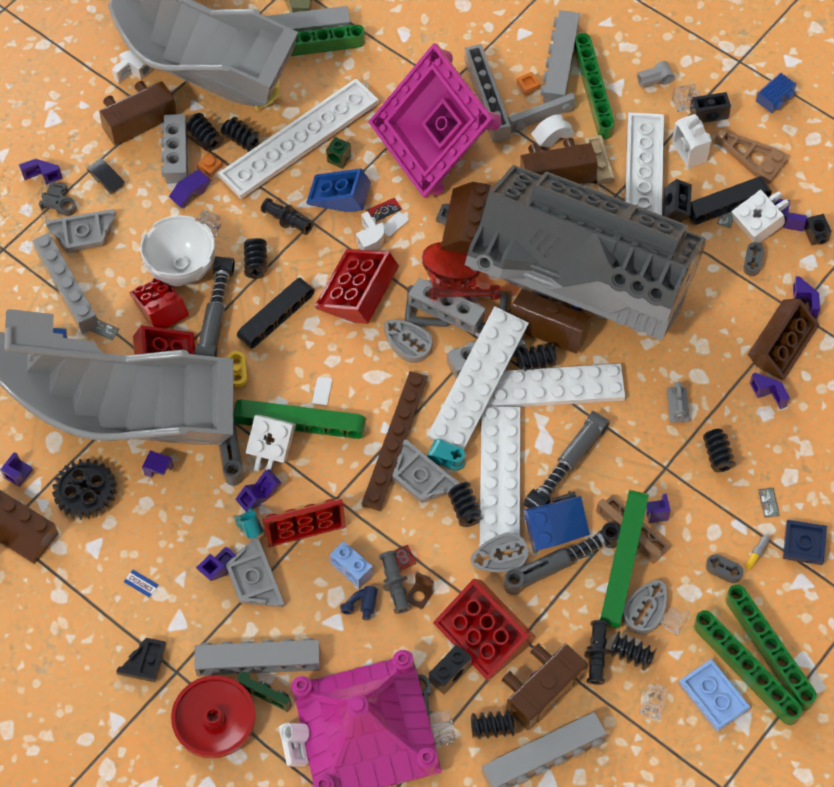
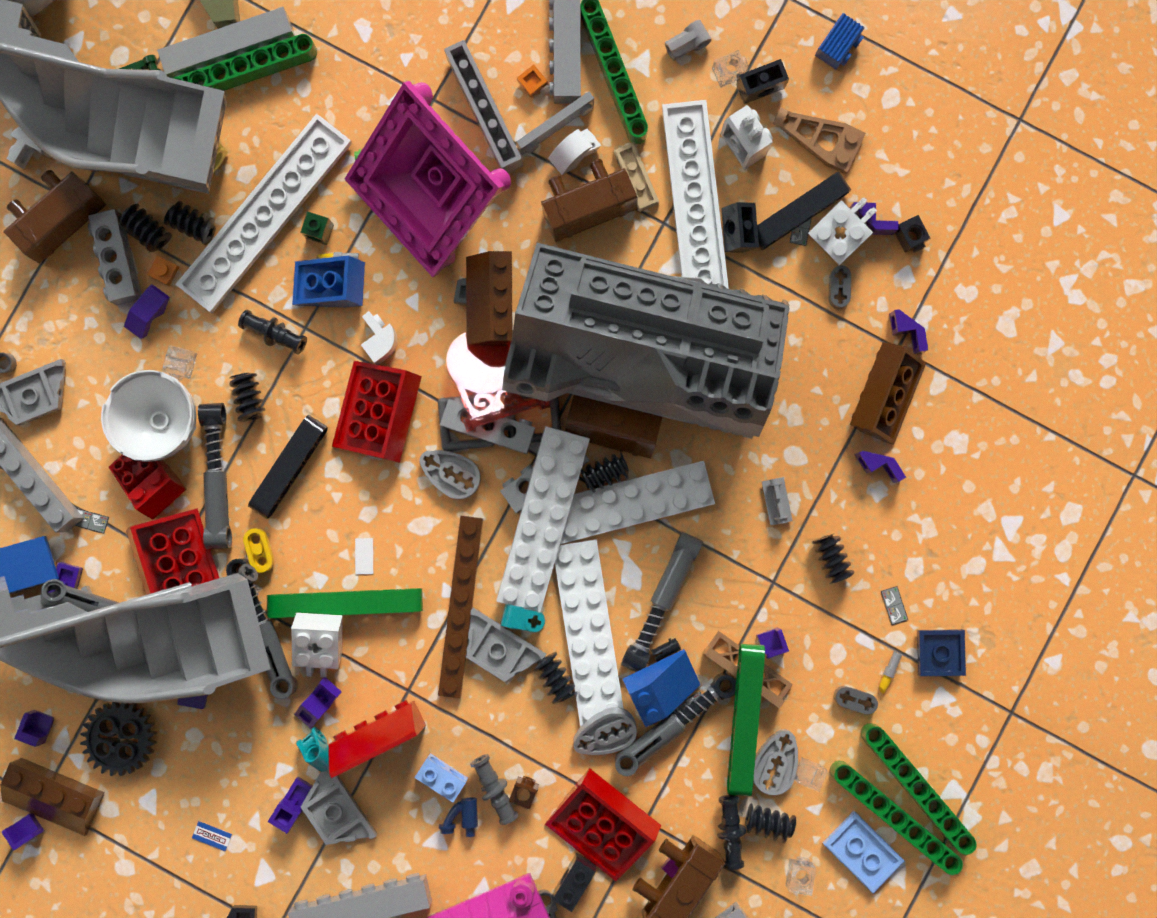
camera: 10 degrees left, 25 degrees up
(105, 175) = (38, 311): black slope -> none
(384, 209) = (388, 295): sticker -> none
(394, 223) = (404, 313): white sticker -> none
(404, 557) = (498, 753): clear red tile -> none

